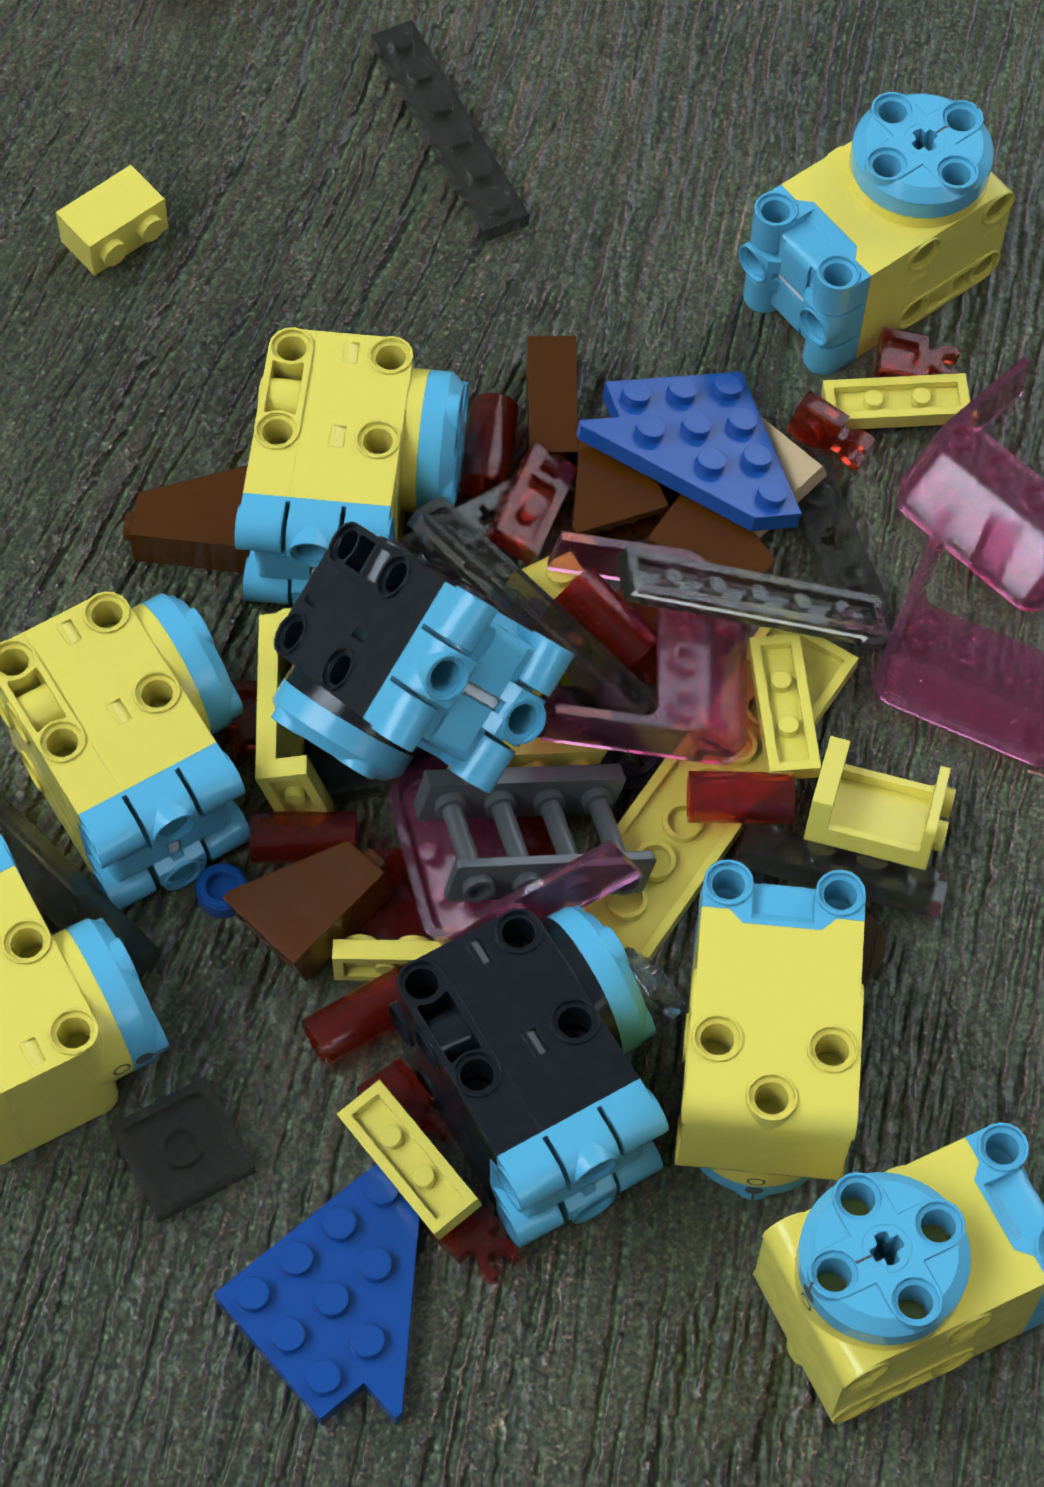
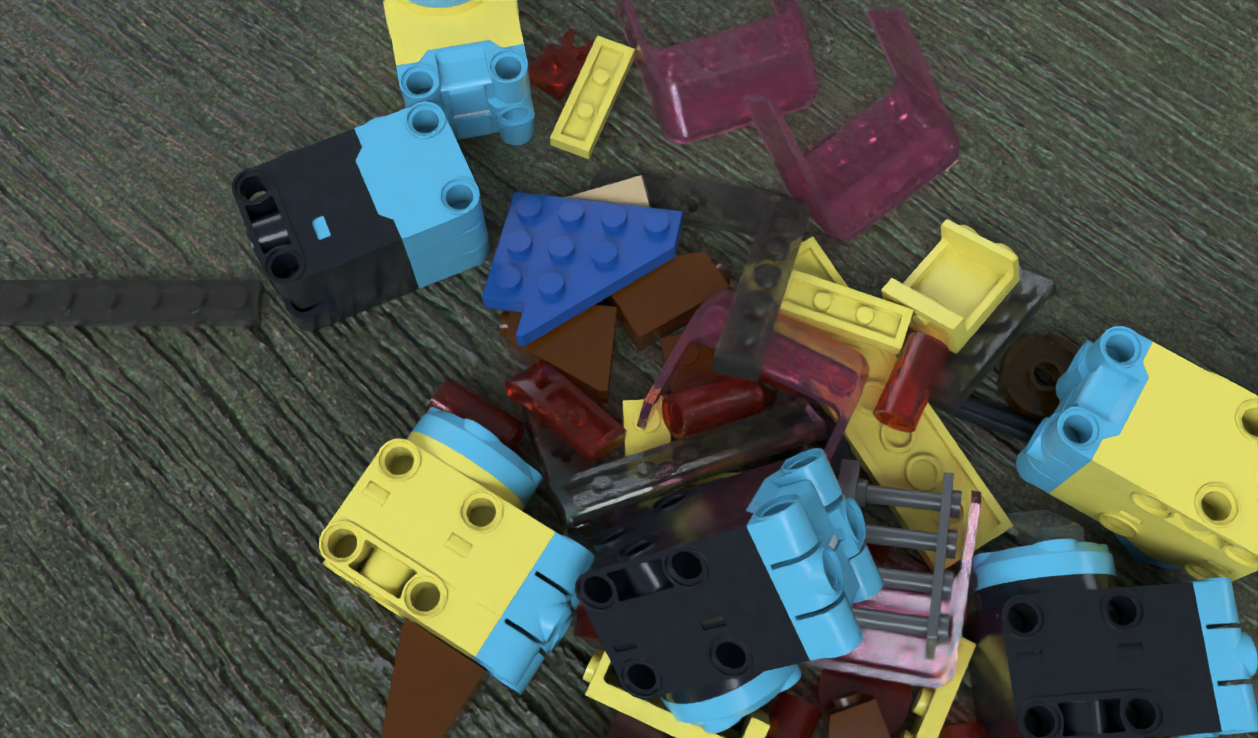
camera: 65 degrees left, 10 degrees up
(112, 220) = (59, 636): light yellow brick -> none
(552, 394) = (460, 347): reddish brown slope -> none
(628, 250) = (364, 215): none -> piece
(825, 426) = (593, 157): clear red plate -> none

